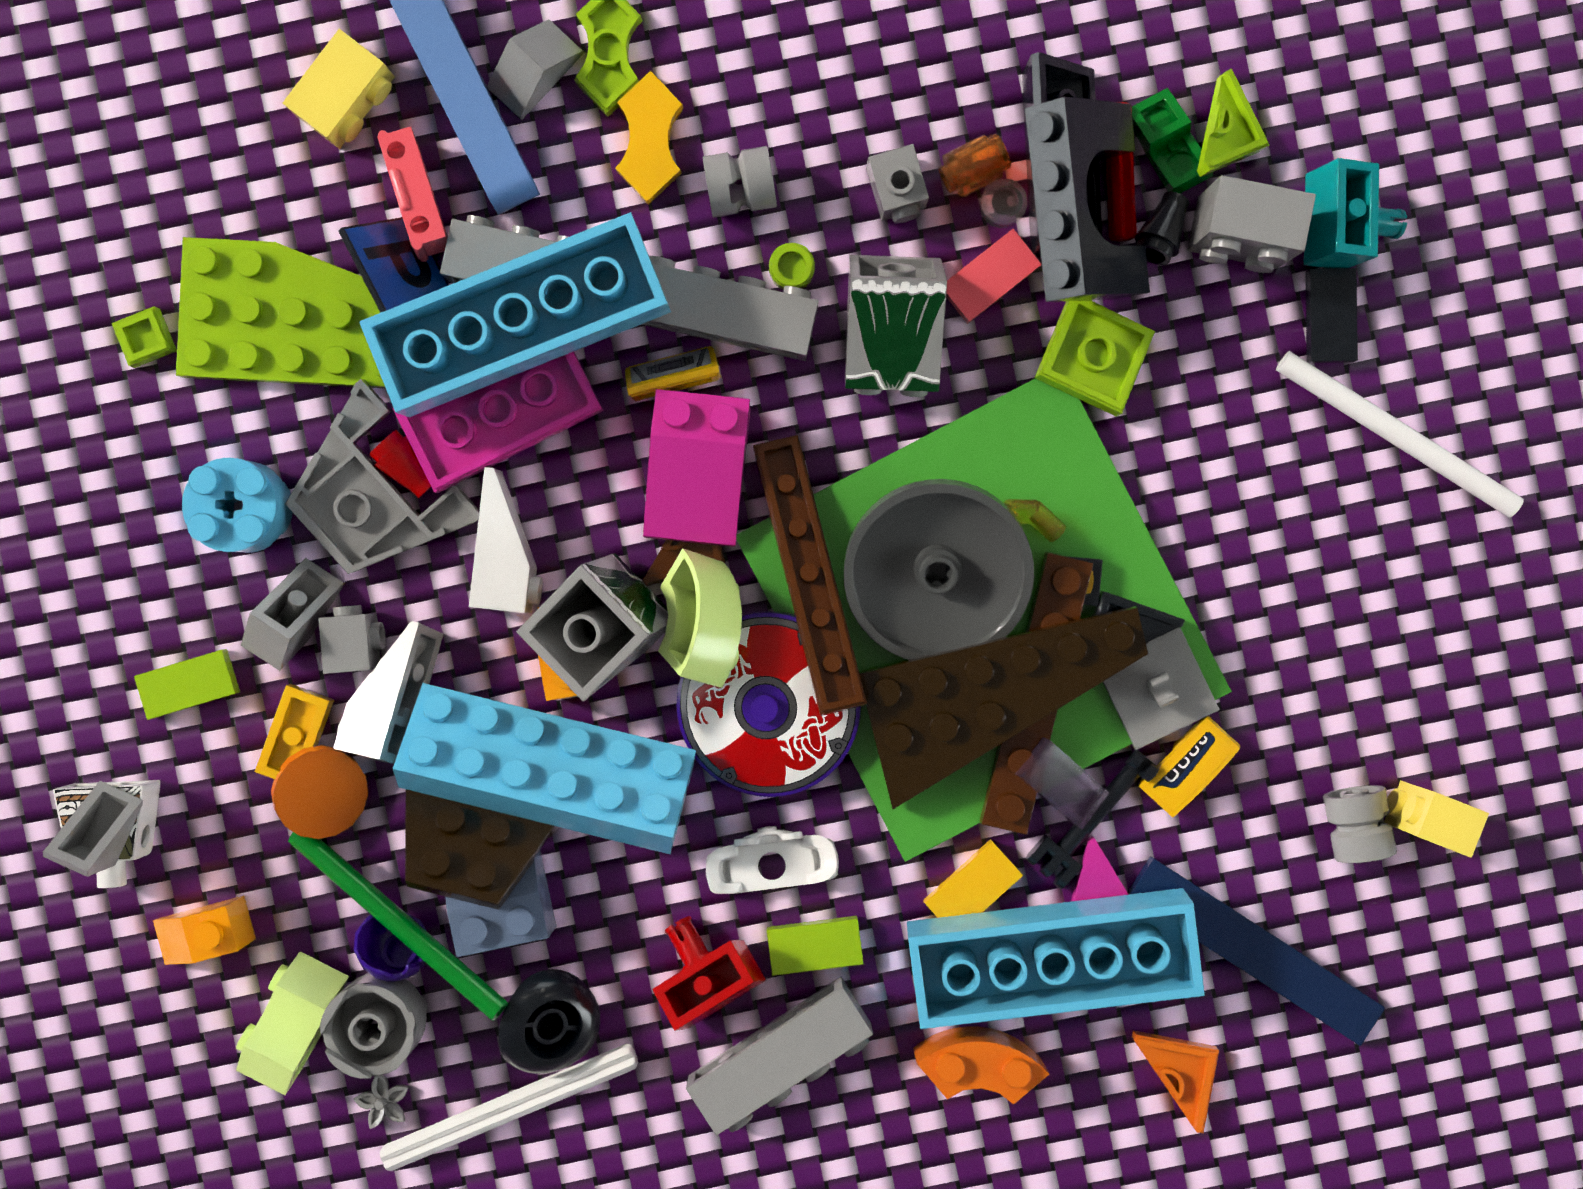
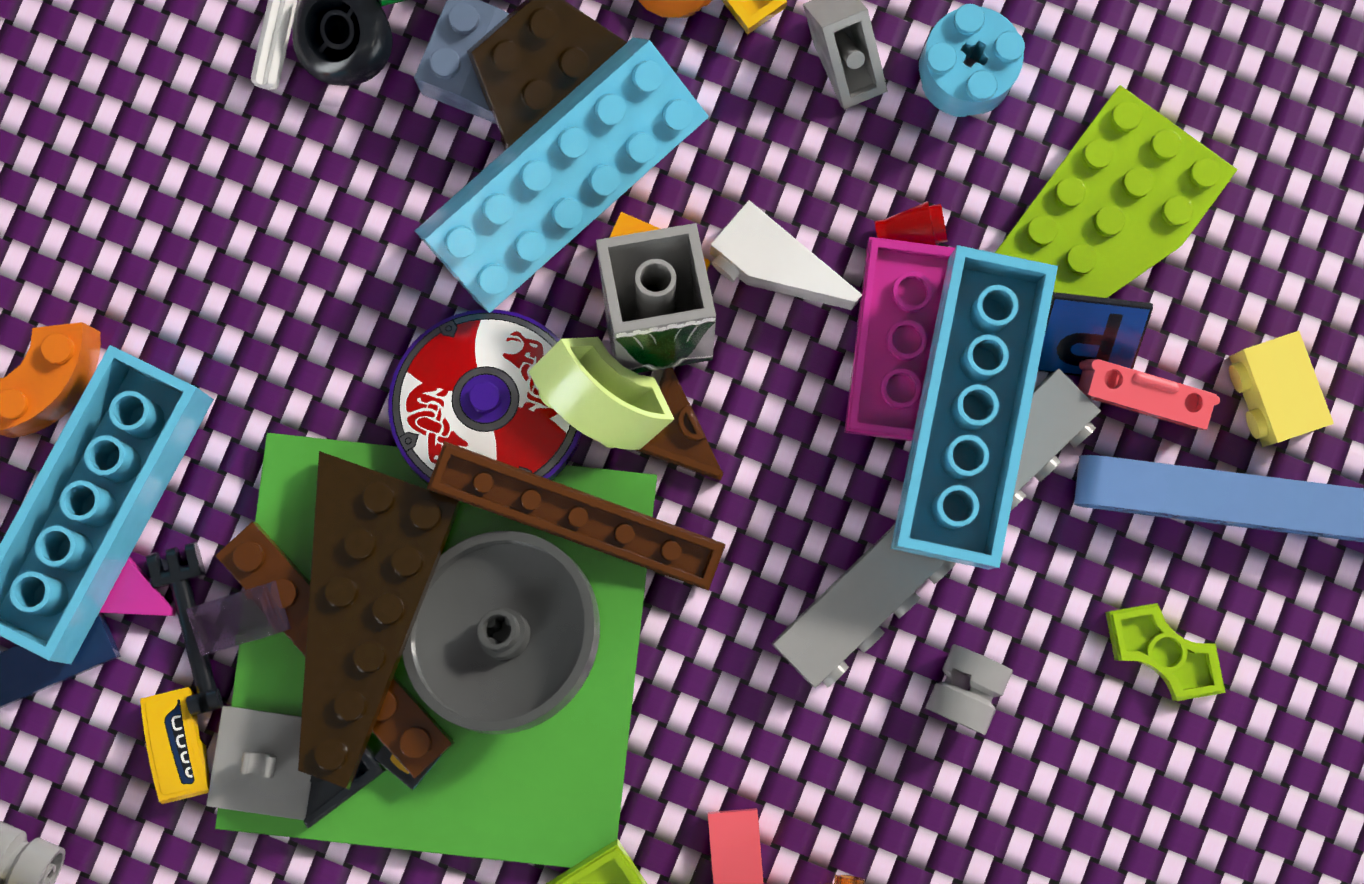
camera: 130 degrees right, 5 degrees down
(144, 337) = (1171, 80): lime tile -> none
(350, 640) = (788, 81): light grey brick -> none
(356, 506) = (900, 163): light grey wing -> none
(384, 702) = (715, 75): slope -> none
(532, 66) = (1192, 574): light grey slope -> none
(650, 116) = (1081, 650): yellow tile -> none
(672, 373) = (838, 516): slope -> none
(696, 467) = (738, 480): dark pink slope -> none
(708, 977) = (284, 192): red brick -> none
(736, 869) = (330, 349): white piece -> none
(779, 1057) = (172, 209): light grey brick -> none
(791, 266) = (863, 687): lime tile -> none
(814, 945) = (249, 305): lime tile -> none
(895, 324) = (749, 744): slope -> none
(897, 184) = (873, 831): light grey brick -> none
(974, 883) = (205, 482): yellow tile -> none
(1038, 515) = (491, 757): clear yellow arm -> none

